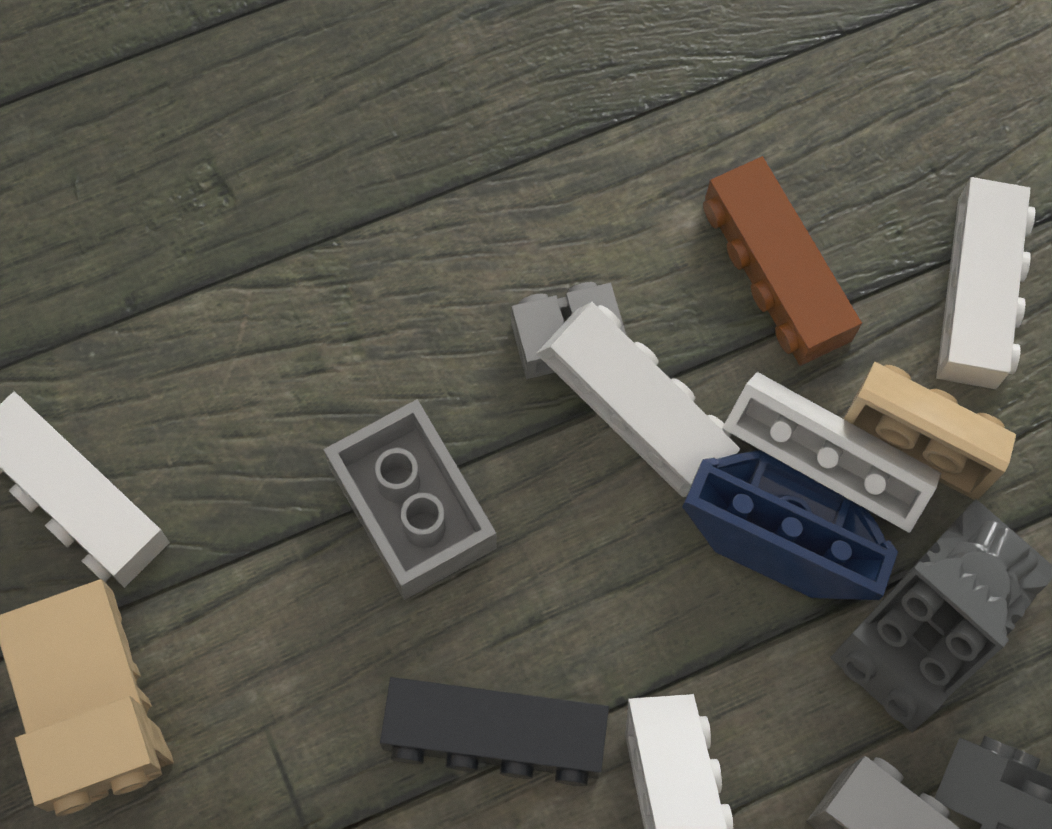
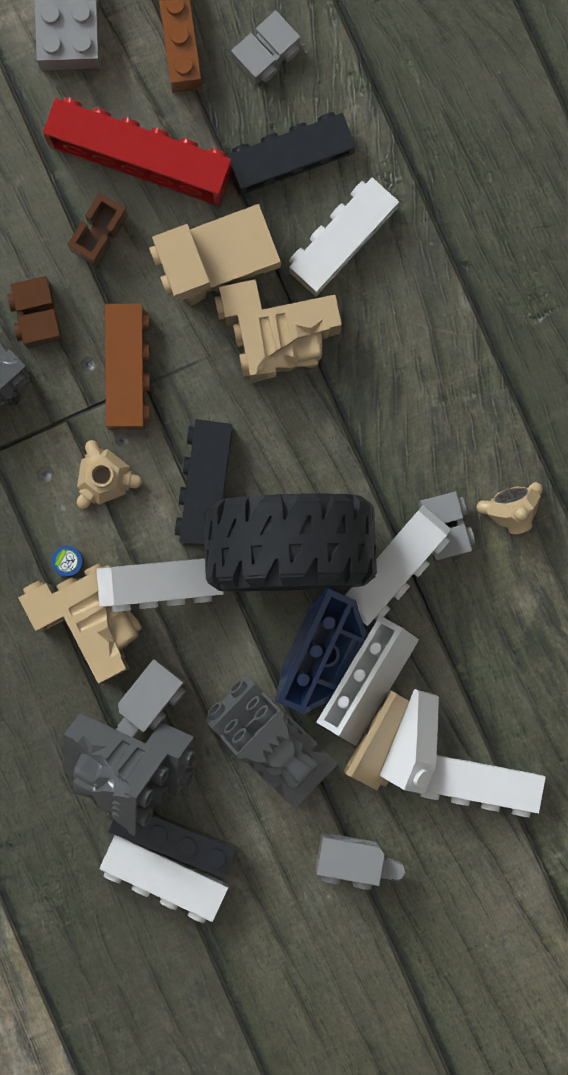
camera: 90 degrees right, 15 degrees up
(237, 600) = (276, 336): none -> tan brick
(411, 499) = (336, 433): light grey brick -> none
(537, 224) = (513, 507): none -> tan rock
(618, 556) = (290, 542): none -> black tyre
(780, 261) = (492, 657): dark orange brick -> none
(947, 369) = (415, 745): none -> white slope

